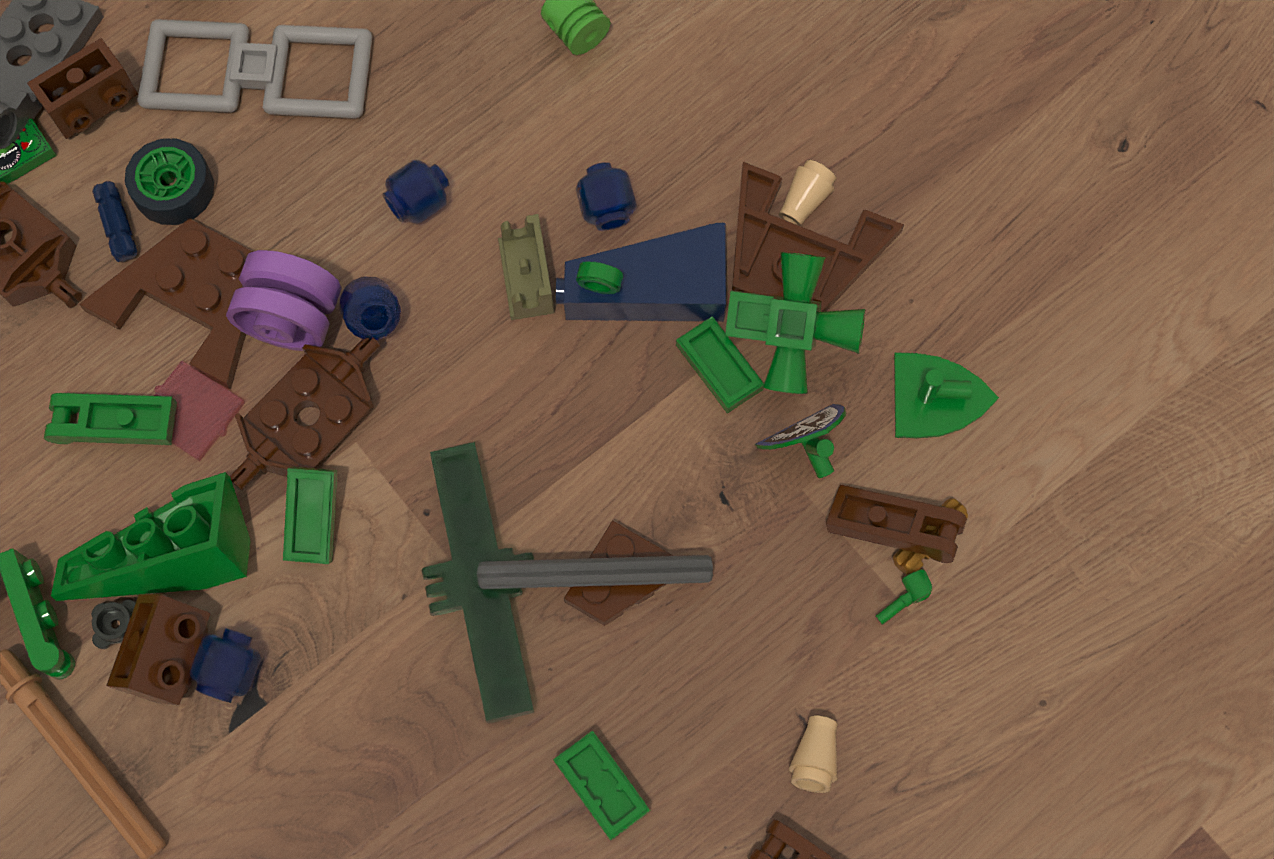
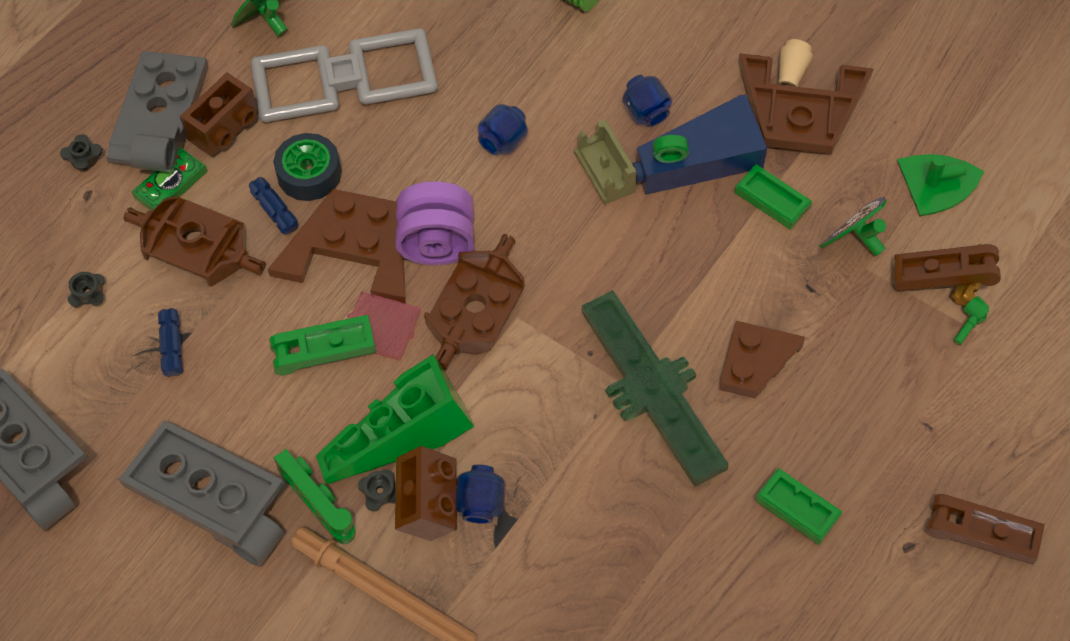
camera: 15 degrees left, 10 degrees down
(310, 515) = (506, 371): green tile -> none
(369, 308) = (499, 215): clear blue head -> none
(595, 572) = (740, 354): dark grey axle -> none
(793, 322) = (822, 148): green brick -> none
(815, 759) = (950, 446): tan cone -> none

